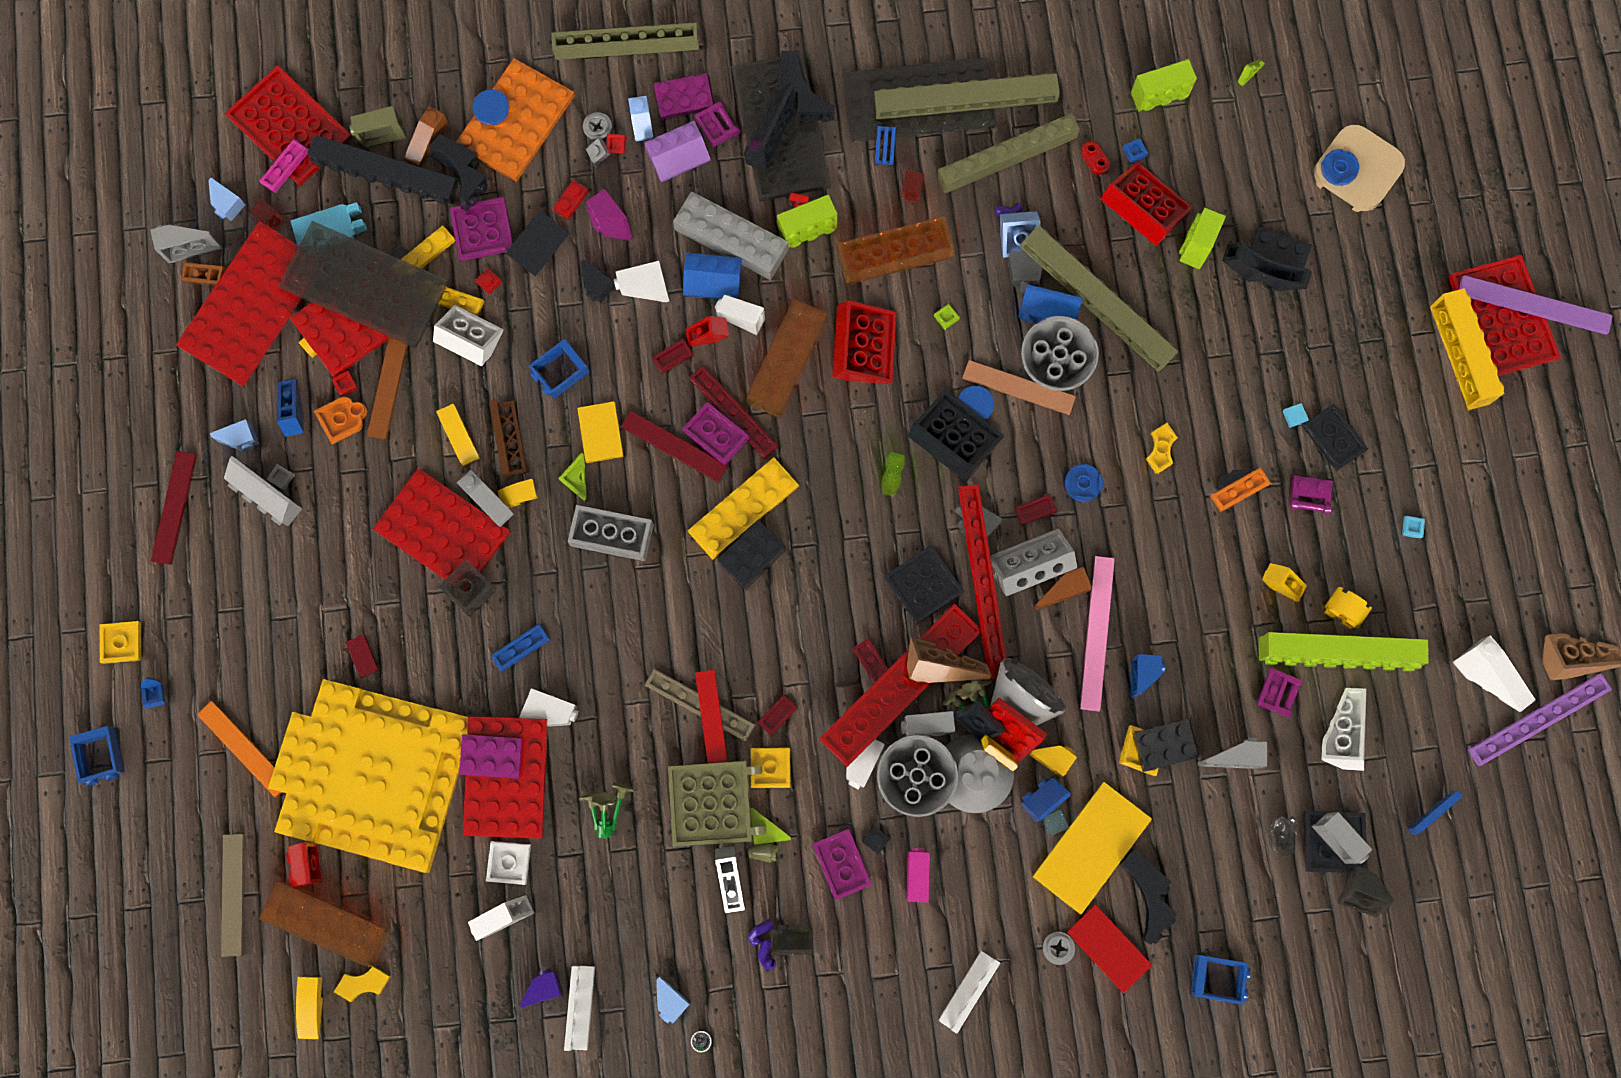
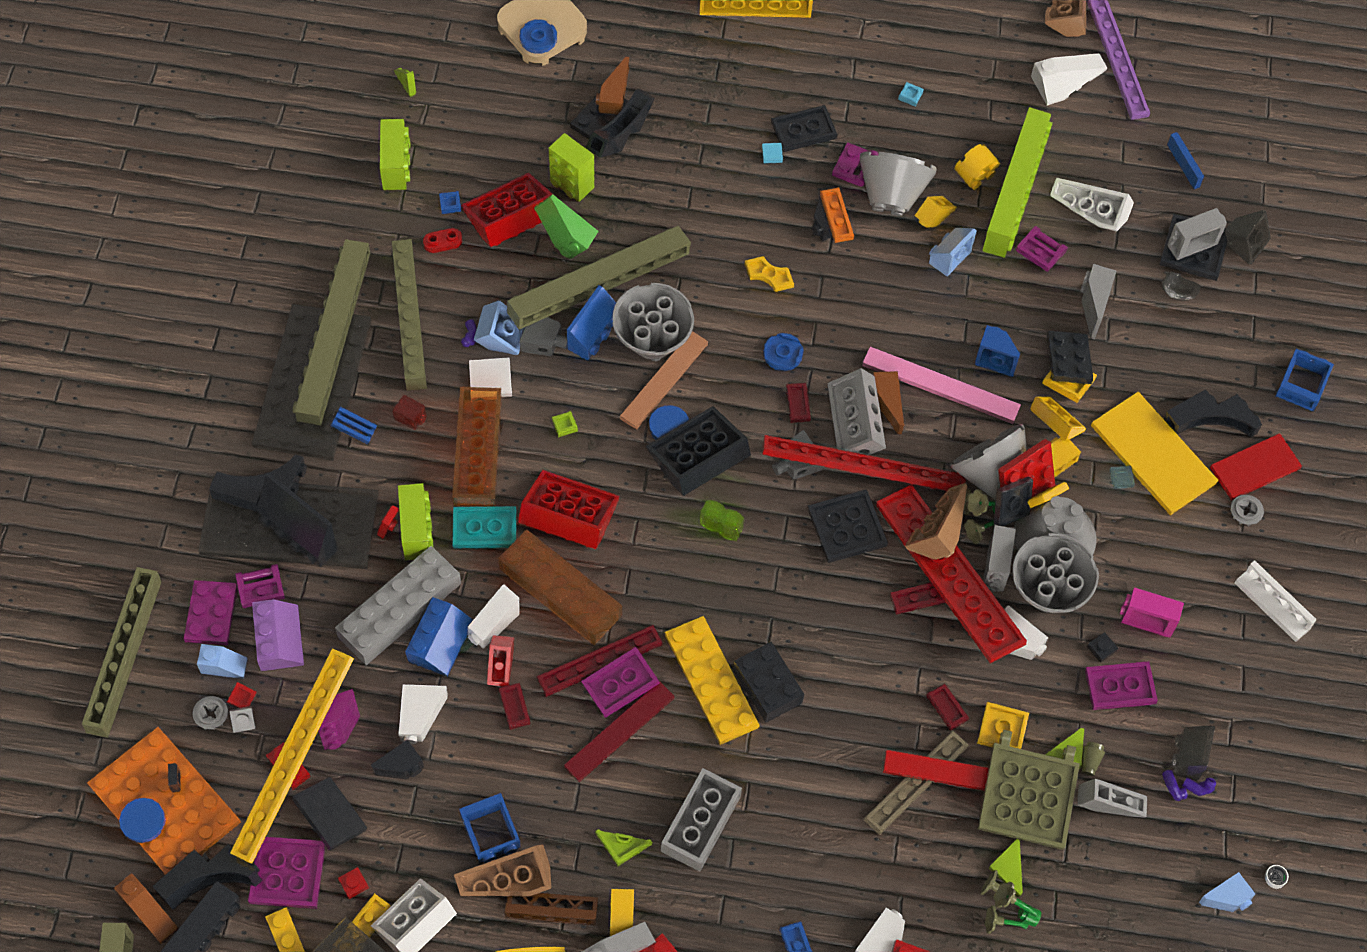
camera: 80 degrees left, 15 degrees down
(525, 399) = (513, 875): none -> medium nougat wedge
(529, 116) = (174, 777): none -> black tile
(558, 191) = (291, 756): none -> yellow plate
(600, 432) = (577, 805): yellow tile -> none
(644, 802) = (1009, 867): none -> lime tile
(825, 280) = (484, 527): none -> teal plate
(971, 241) = (491, 374): none -> white tile
(1044, 799) = (1100, 475): blue slope -> none
(1094, 747) = (1056, 417): none -> yellow slope
(1133, 257) = (565, 227): none -> bright green slope
(1243, 607) = (952, 249): none -> light blue slope
(1295, 532) = (894, 180): none -> light grey cone
(1306, 251) = (613, 90): none -> dark orange slope

